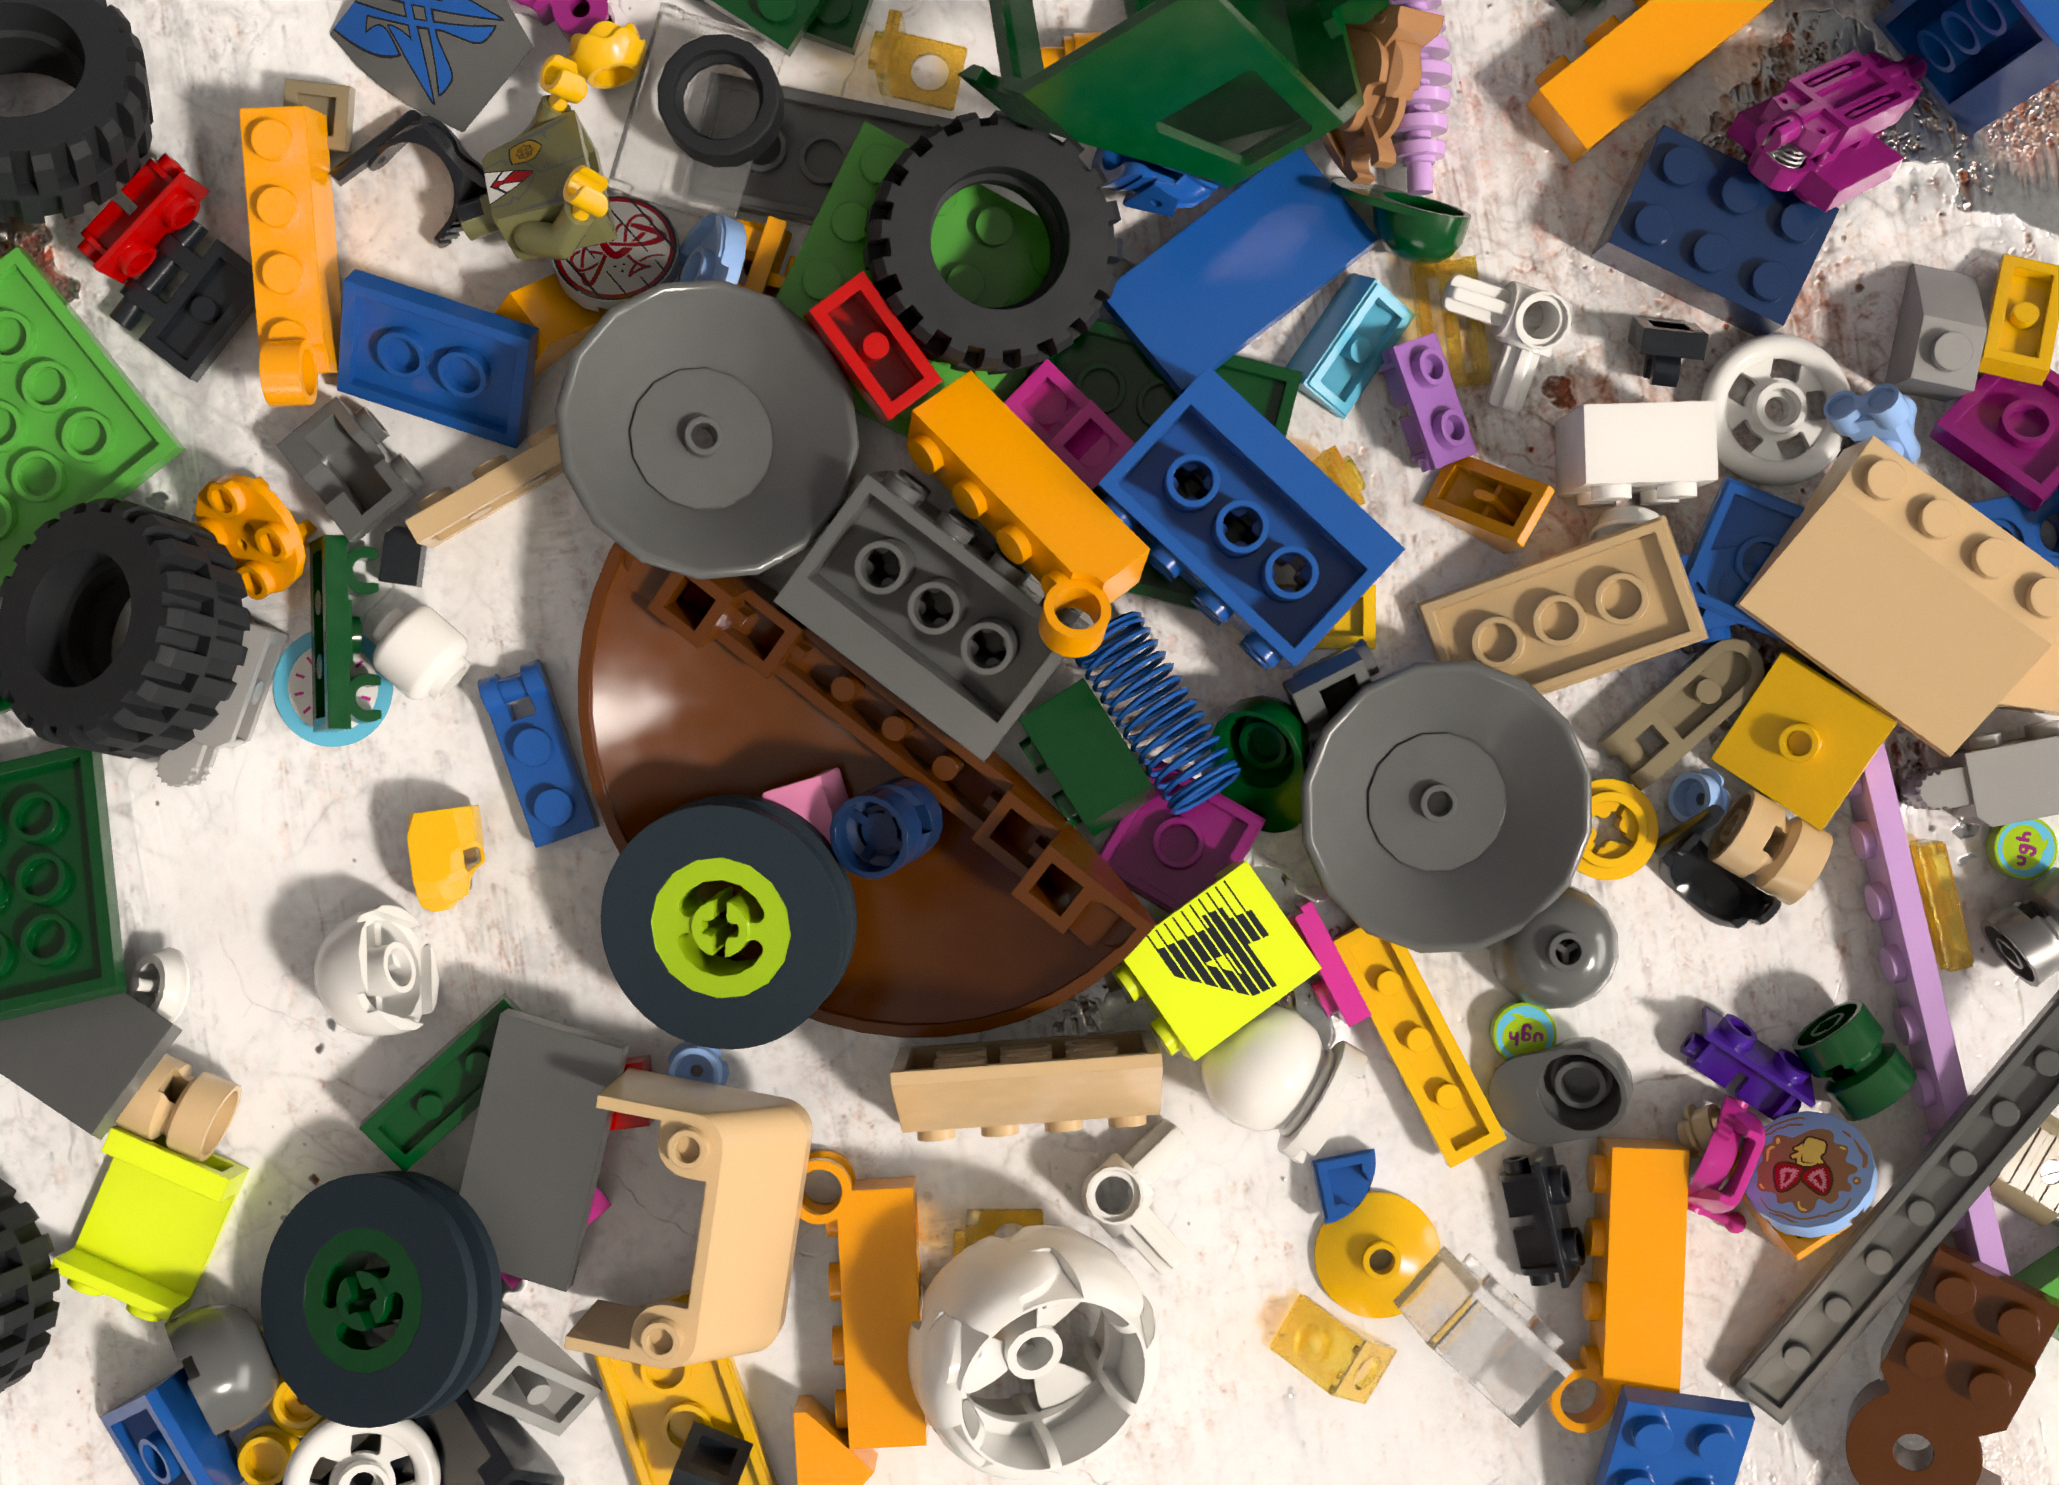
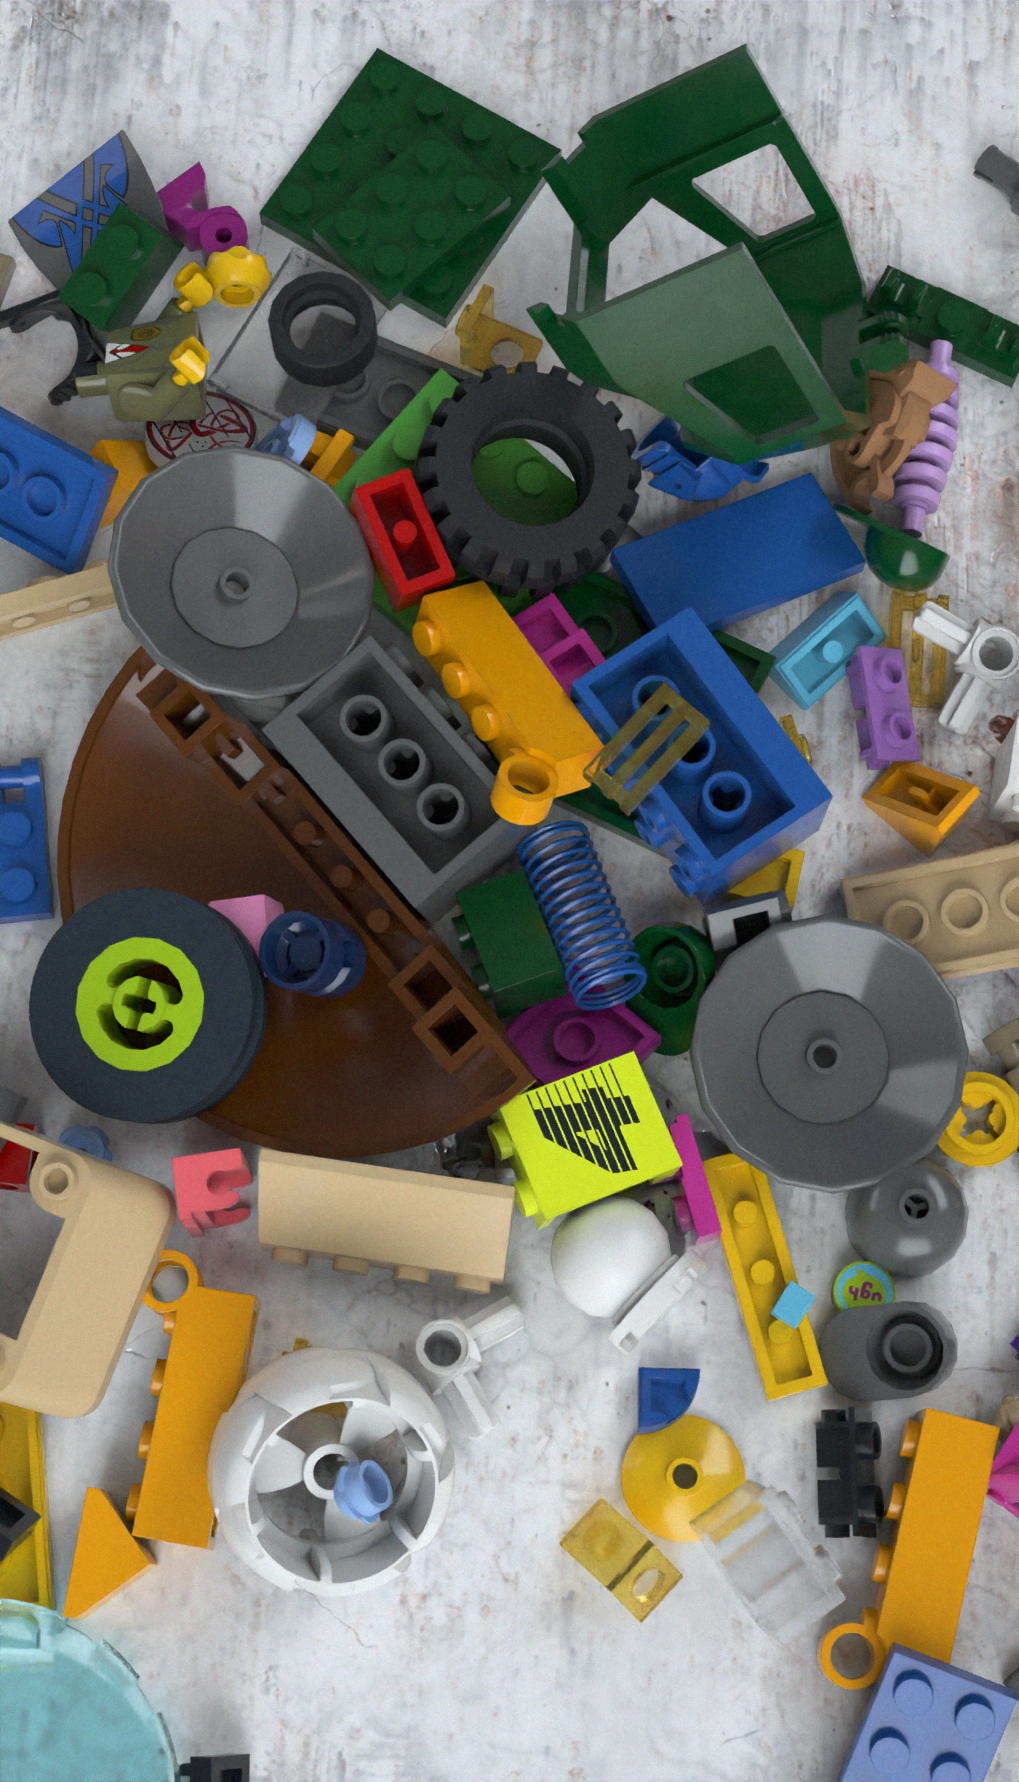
camera: 10 degrees right, 15 degrees down
(476, 80) = (120, 269): none -> dark green brick
(834, 1090) = (205, 1187): none -> coral hinge
(1071, 1370) = (362, 1490): none -> light blue plate
(1167, 594) = (612, 786): none -> clear yellow tile
(1456, 1070) = (792, 1305): none -> medium azure piece

